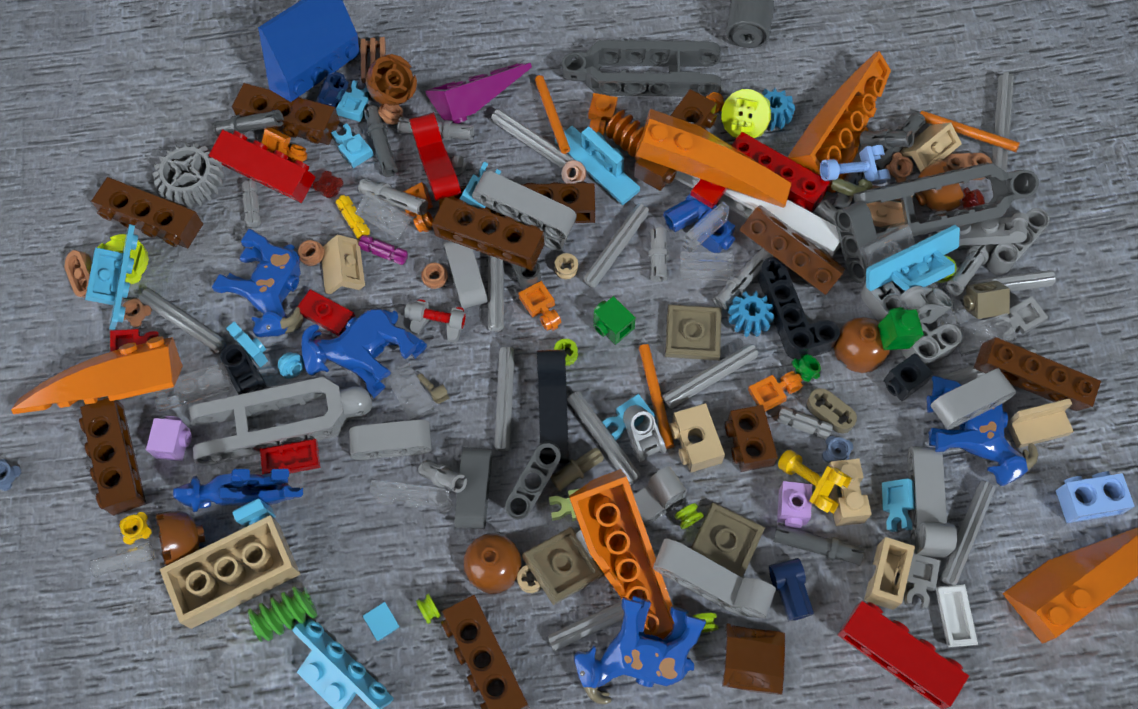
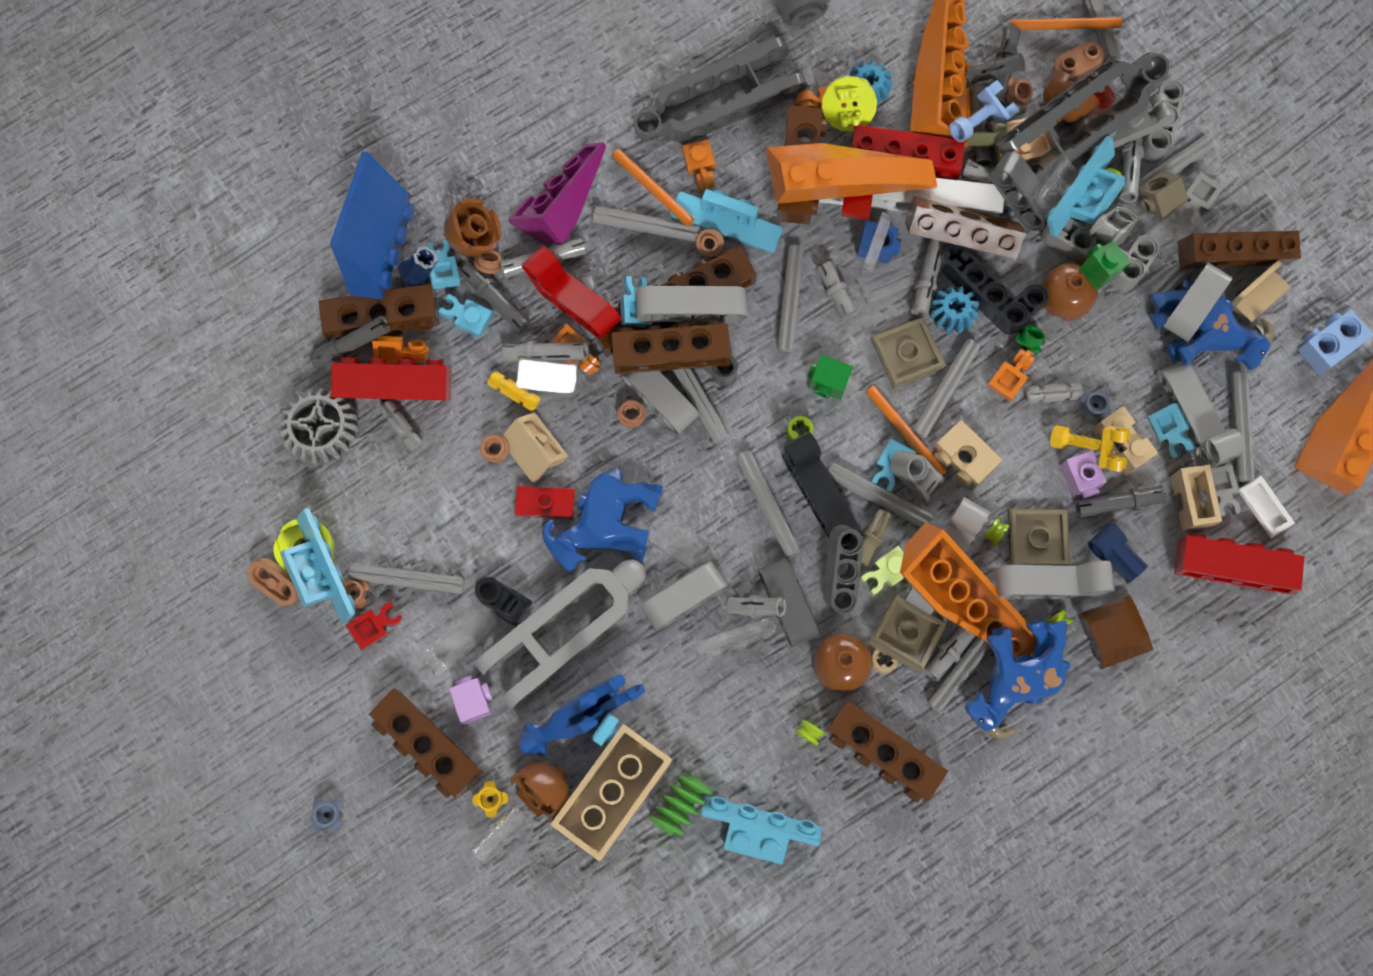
camera: 30 degrees left, 10 degrees up
(115, 374) = (382, 664): orange wedge -> none
(130, 206) = (256, 481): reddish brown brick -> none
(253, 347) = (498, 570): medium azure plate -> none
(268, 286) = (474, 499): blue animal -> none
(290, 365) = (545, 571): medium azure plate -> none
(292, 456) = (599, 660): red plate -> none
(330, 190) = (474, 374): clear red plate -> none
(372, 44) = (421, 191): nougat tile -> none
(381, 621) = (770, 765): medium azure piece -> none
(383, 249) = (564, 410): magenta axle -> none
(421, 313) = (640, 457): light grey piece -> none
(438, 394) = (702, 529): dark tan hand -> none
(539, 300) = (747, 390): orange plate -> none
(566, 259) = (748, 335): tan bush -> none
(589, 602) = (949, 654): none -> light grey pin
(625, 132) = (746, 177): orange piece -> none
(685, 213) = (841, 234): blue piece -> none
(757, 438) = (1021, 427): reddish brown brick -> none
(831, 410) = (1072, 363): dark tan beam -> none
(914, 369) = (1130, 295): black brick -> none
(933, 144) = (1041, 53): tan panel -> none

